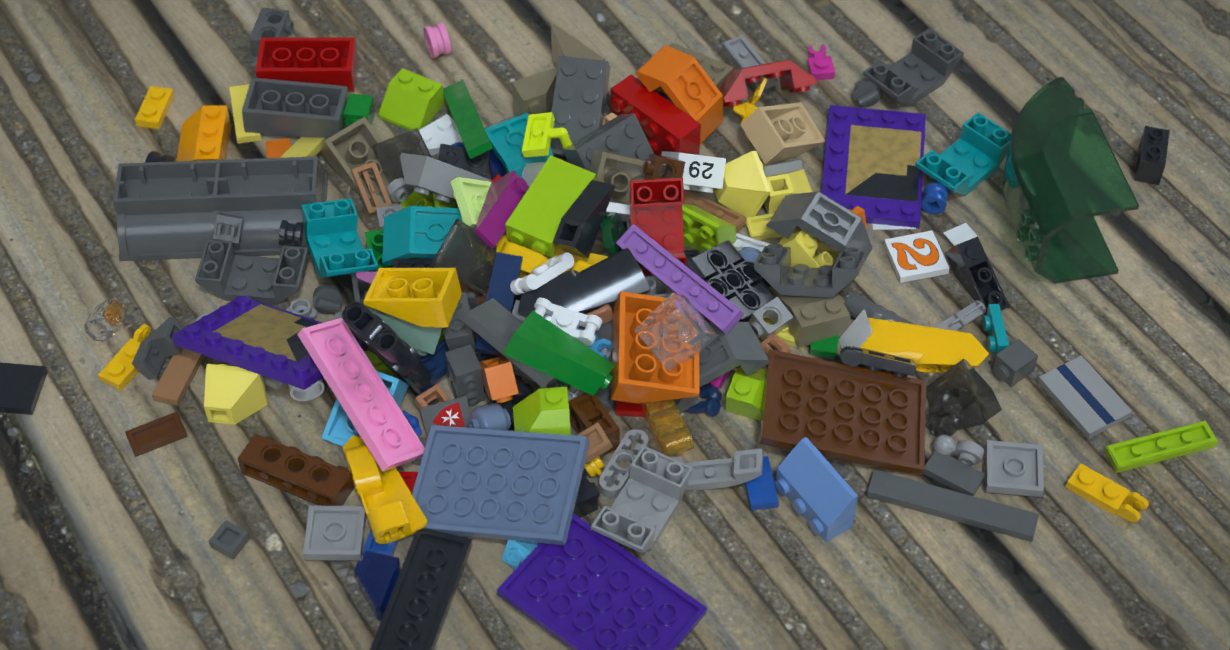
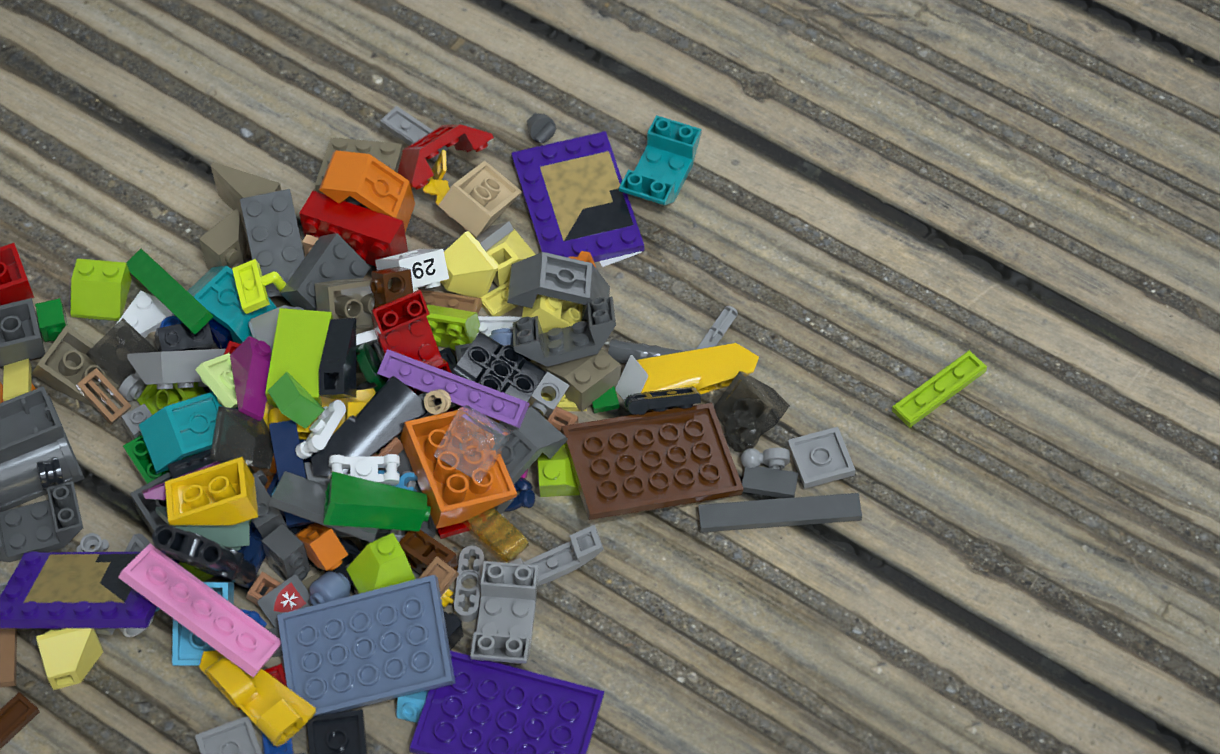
camera: 20 degrees left, 5 degrees up
(257, 463) = (178, 716): reddish brown brick -> none
(327, 298) = (113, 524): dark grey piece -> none
(334, 239) = (97, 466): teal slope -> none
(437, 40) = (95, 215): bright pink wheel -> none
(528, 240) = (295, 401): none -> bright green slope
(652, 280) = (433, 395): none -> tan bush
(762, 490) = (607, 563): blue tile -> none
(816, 491) = (657, 545): medium blue slope -> none
(820, 65) = (484, 113): dark pink plate -> none
(916, 256) = (653, 281): white tile -> none
(918, 72) = (580, 88): dark grey slope -> none
(935, 198) = (648, 216): blue wheel -> none
(960, 234) = (685, 244): white sticker -> none
(976, 273) = (717, 281): black slope -> none
(994, 325) = (759, 337): teal plate -> none
(1014, 363) = (783, 356): dark grey brick -> none
(1058, 180) = (764, 166): clear green windscreen -> none
(1084, 397) = (856, 365): light grey tile -> none
(1106, 493) = (909, 451): yellow hinge -> none
(1152, 155) = (830, 103): black brick -> none

